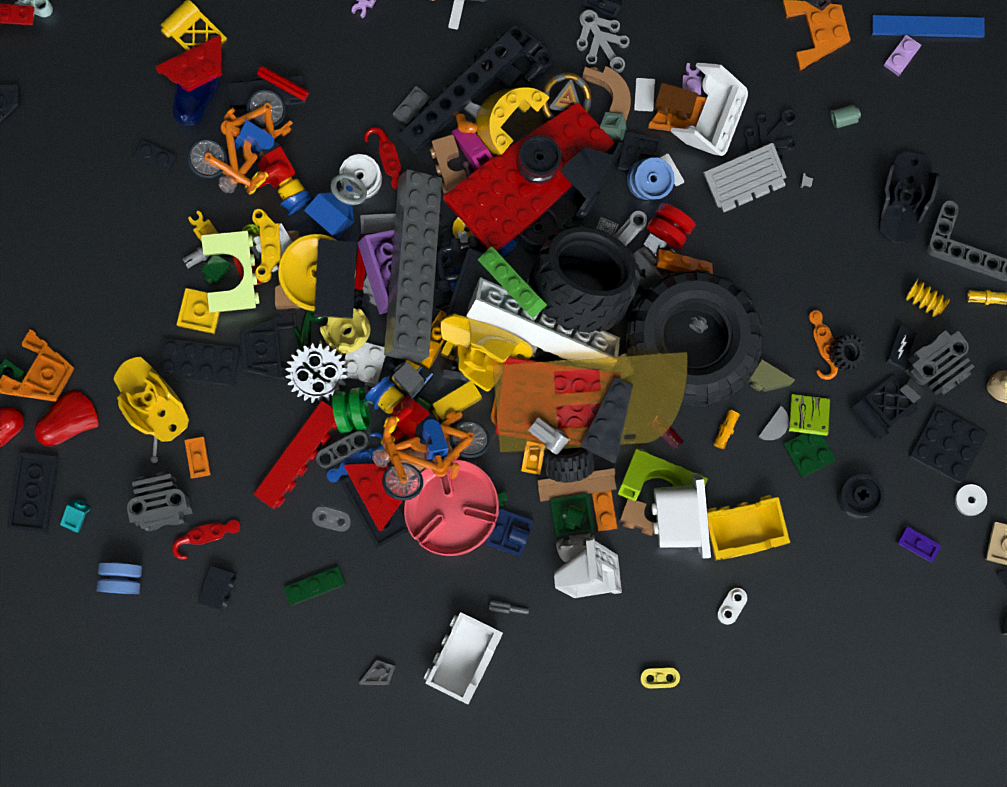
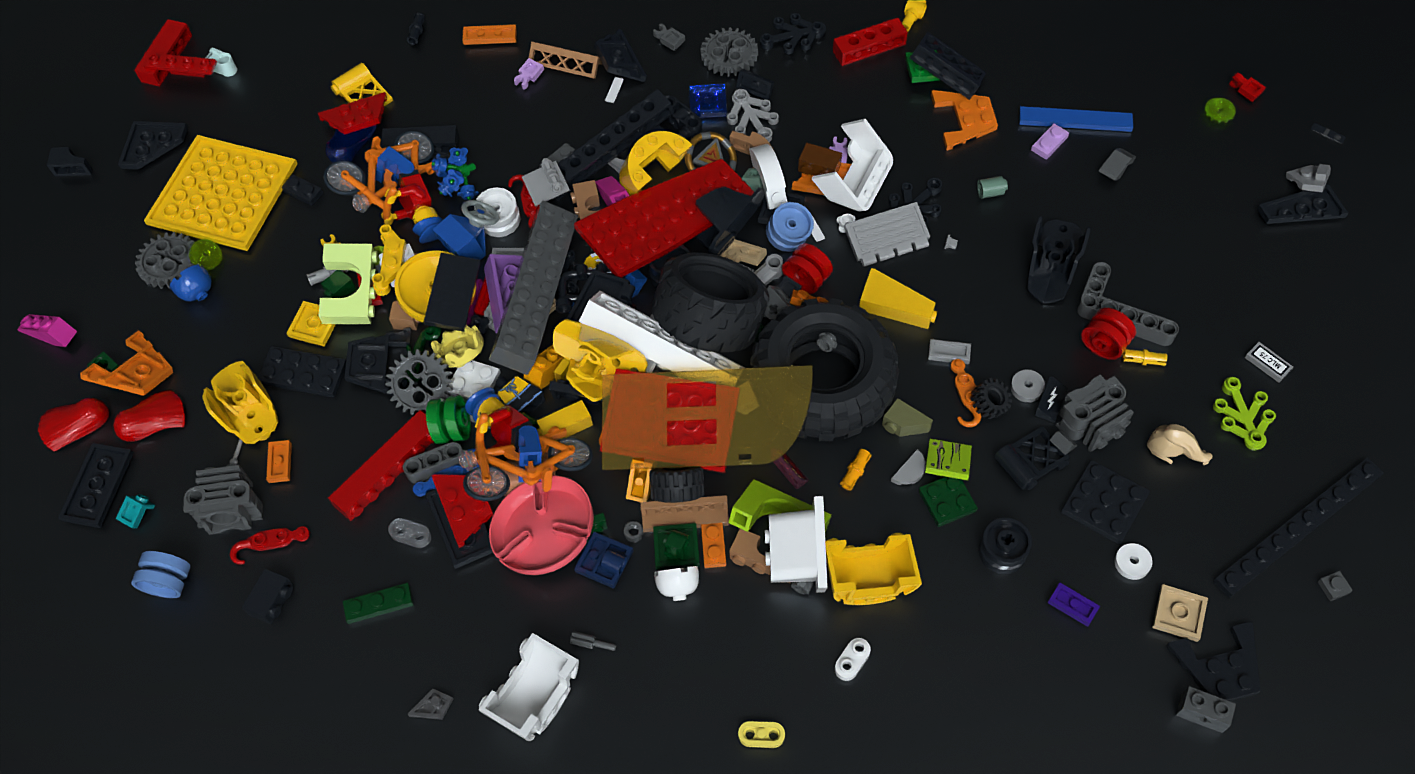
camera: 10 degrees right, 20 degrees down
(44, 233) = (164, 259): none -> dark grey gear
(73, 278) = (193, 284): none -> blue cylinder
(74, 165) = (221, 192): none -> yellow plate
(84, 242) = (210, 248): none -> clear neon green piece
(283, 83) = (435, 128): red axle -> none
(316, 145) = (454, 174): none -> blue plant
(405, 143) = (545, 182): none -> light grey hinge
(408, 379) = (512, 387): dark grey brick -> none
(465, 126) = (608, 174): orange arm -> none
(512, 282) = (632, 293): bright green brick -> none
(529, 497) = (636, 525): none -> dark grey axle
(539, 159) = (674, 193): black wheel -> none
(553, 438) = (658, 451): light grey piece -> none
(555, 25) = (708, 100): none -> clear blue plate
(590, 572) = (687, 601): white windscreen -> none
(605, 207) = (745, 252): none -> tan plate
(607, 427) = (719, 445): black wing -> none
(628, 122) = (771, 175): none -> white arch
(644, 94) = (790, 162): white sticker -> none
(708, 160) = (842, 220): none -> white plate
(756, 252) = (896, 301): none -> yellow slope
(807, 301) = (948, 351): none -> light grey tile
(883, 325) = (1024, 393): none -> light grey piece
(927, 299) = (1078, 353): yellow piece -> none
(954, 279) = (1108, 333): none -> red wheel
(968, 81) = (1117, 163): none -> dark grey slope

